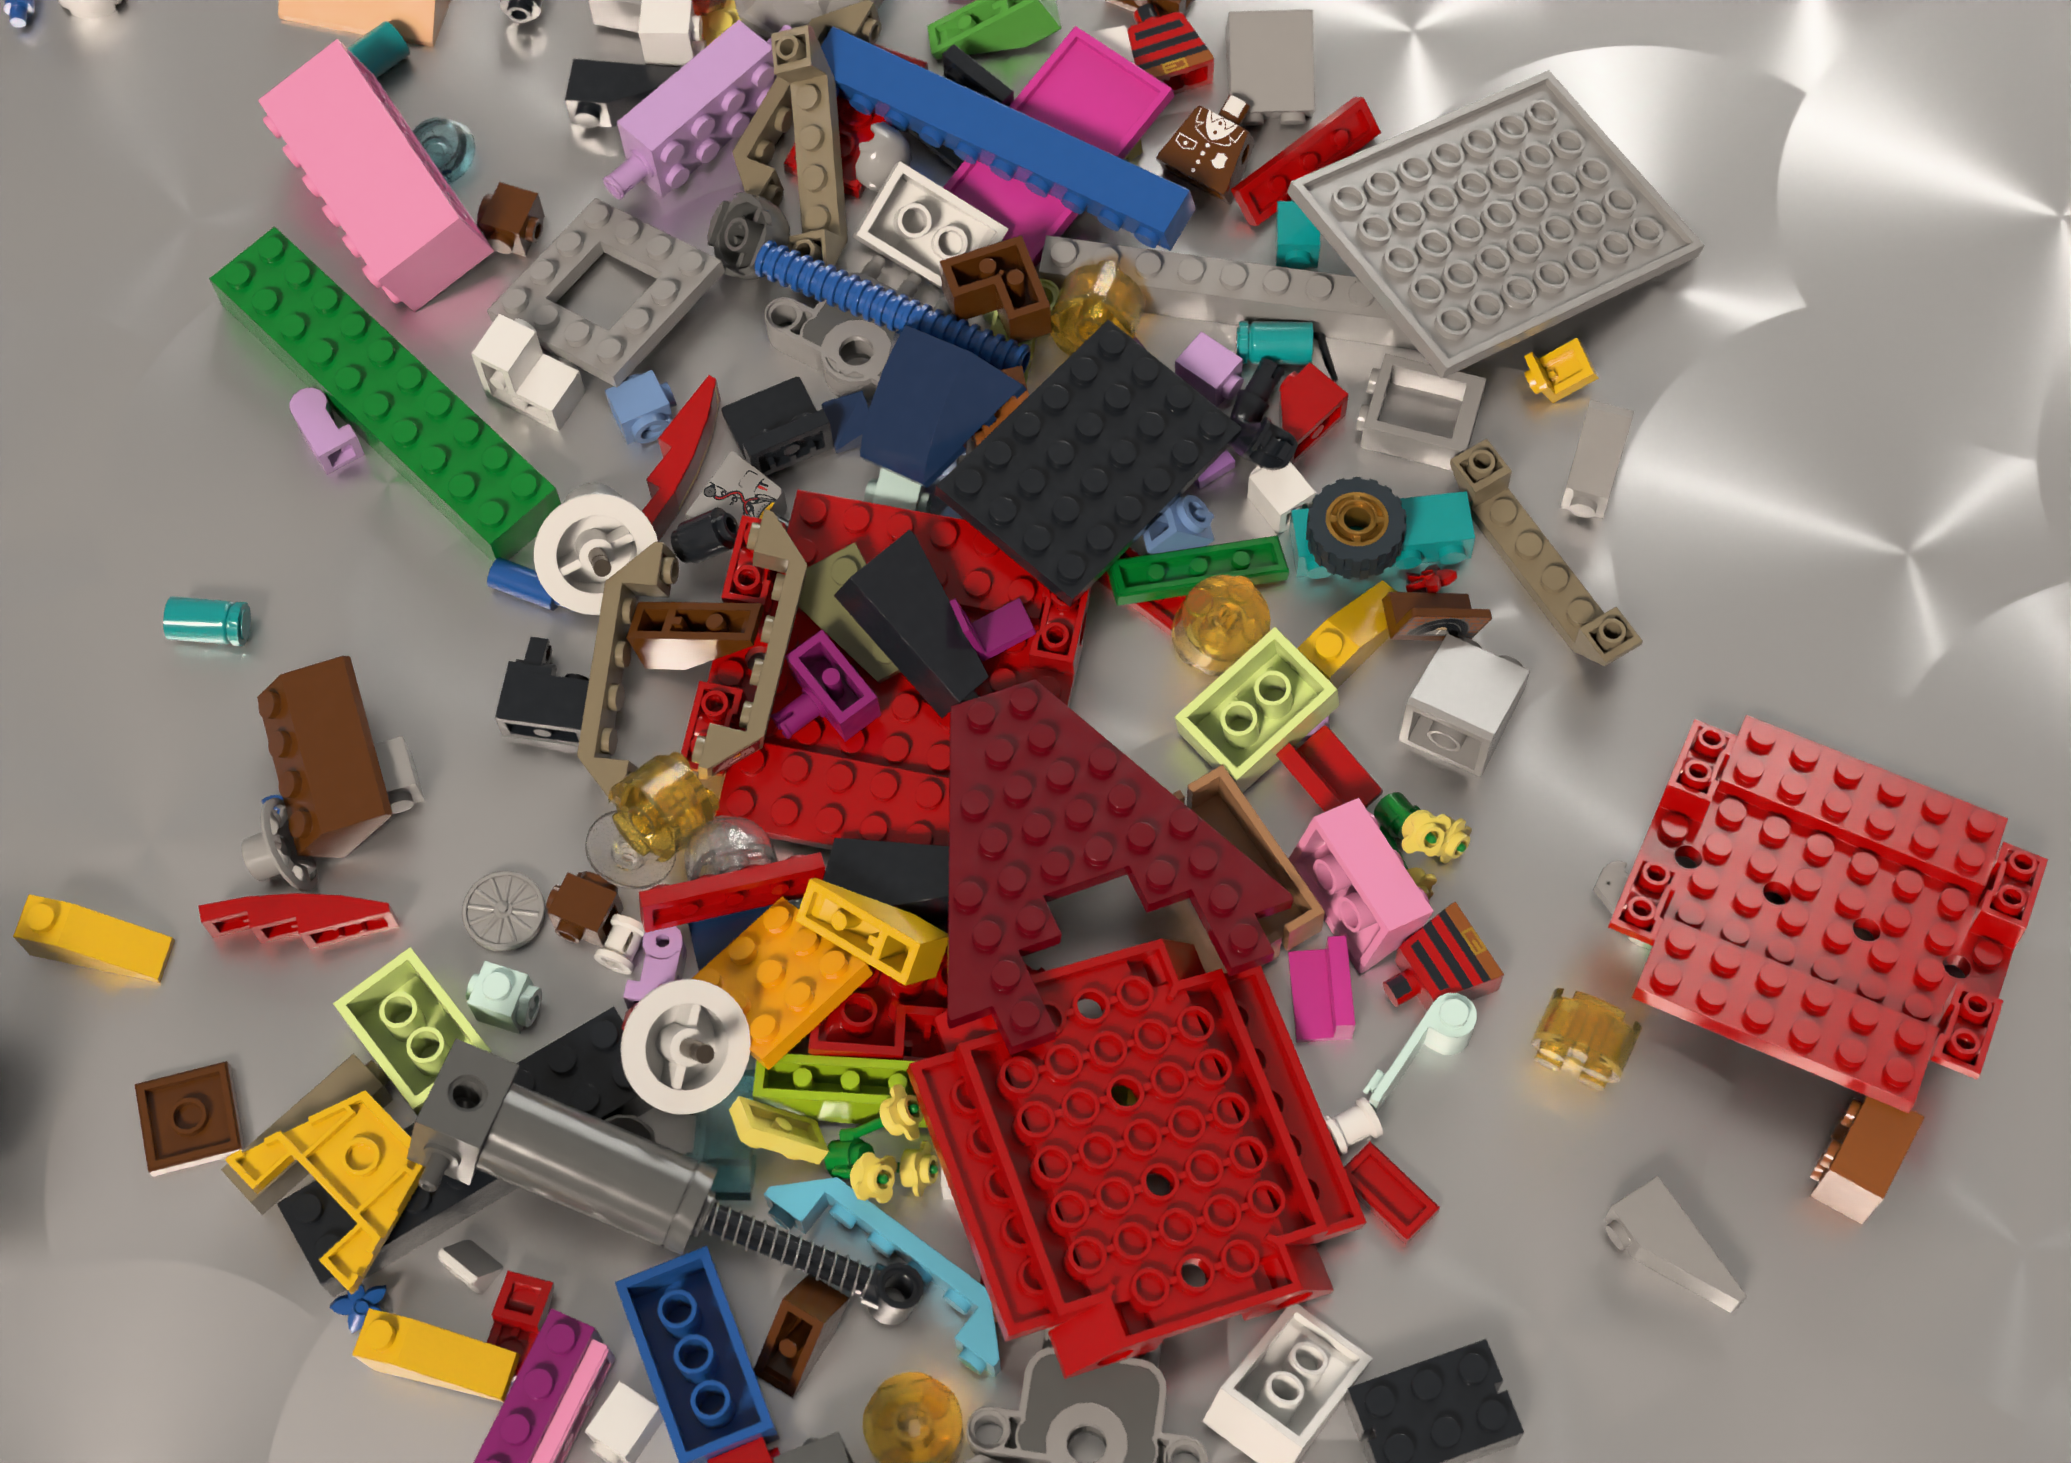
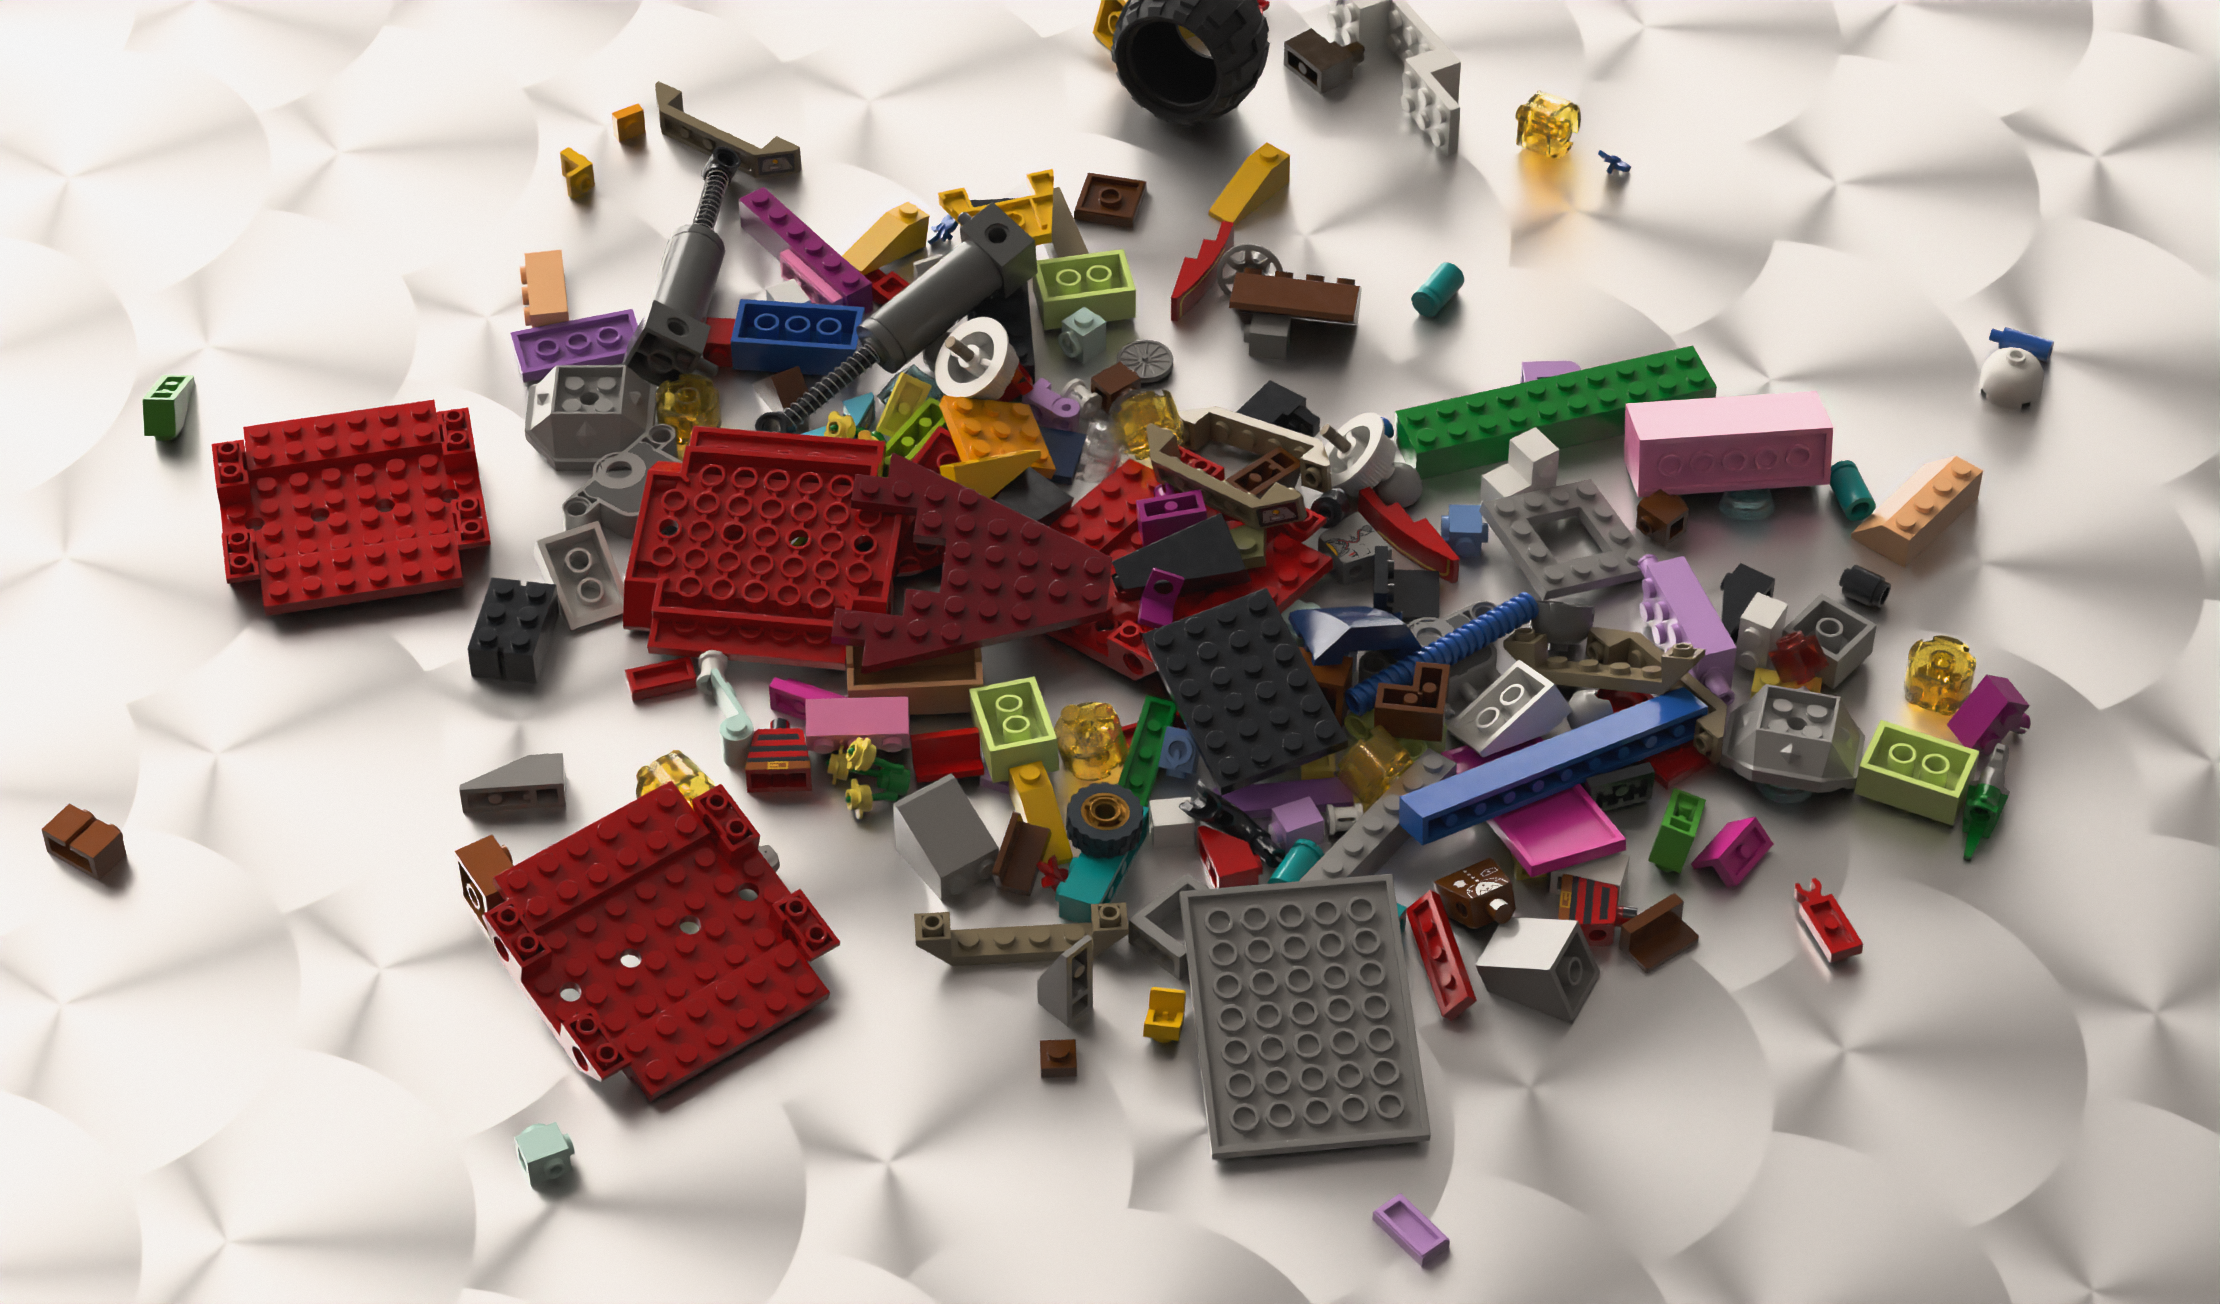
camera: 115 degrees right, 20 degrees down
(728, 892) = (1076, 431): red plate -> none
(1167, 331) = (1334, 813): none -> white bush
(1663, 50) = (1411, 1229): none -> lavender tile
(1669, 455) = (1058, 1058): none -> reddish brown plate

